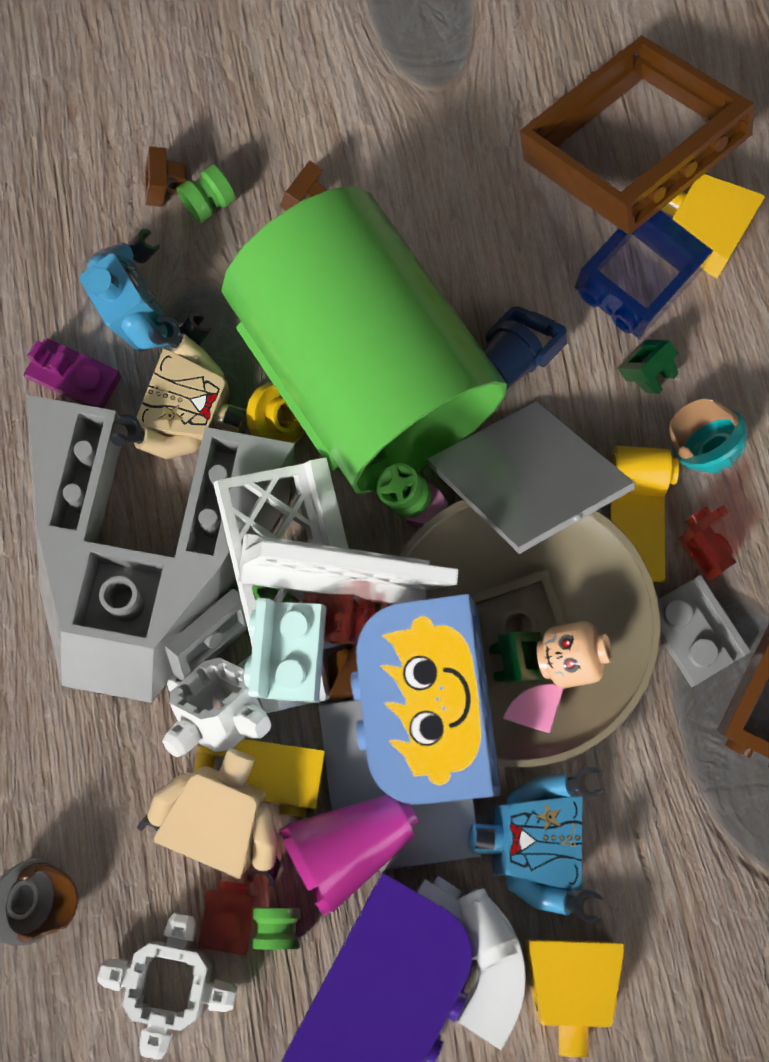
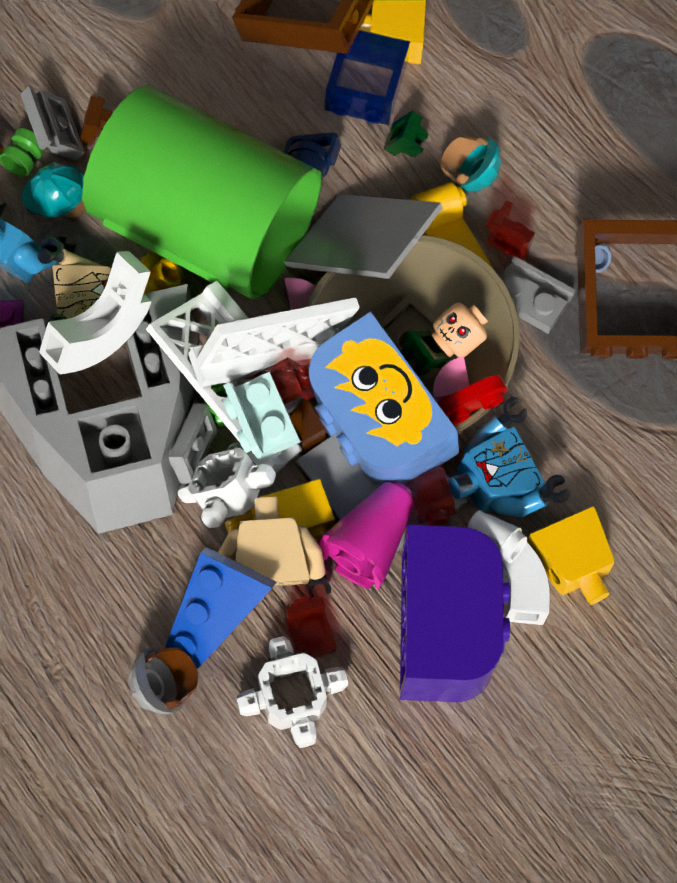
camera: 30 degrees left, 10 degrees down
(125, 851) = (215, 604): none -> wing
(166, 456) = (106, 325): none -> white arch
(211, 252) = (55, 192): none -> teal piece
(254, 173) = (52, 123): none -> light grey plate
(276, 928) = (349, 616): bright green wheel -> none
(393, 486) = (272, 288): bright green wheel -> none
(440, 836) = (432, 497): none -> clear red bracket
(565, 748) = (484, 393): none -> red plate

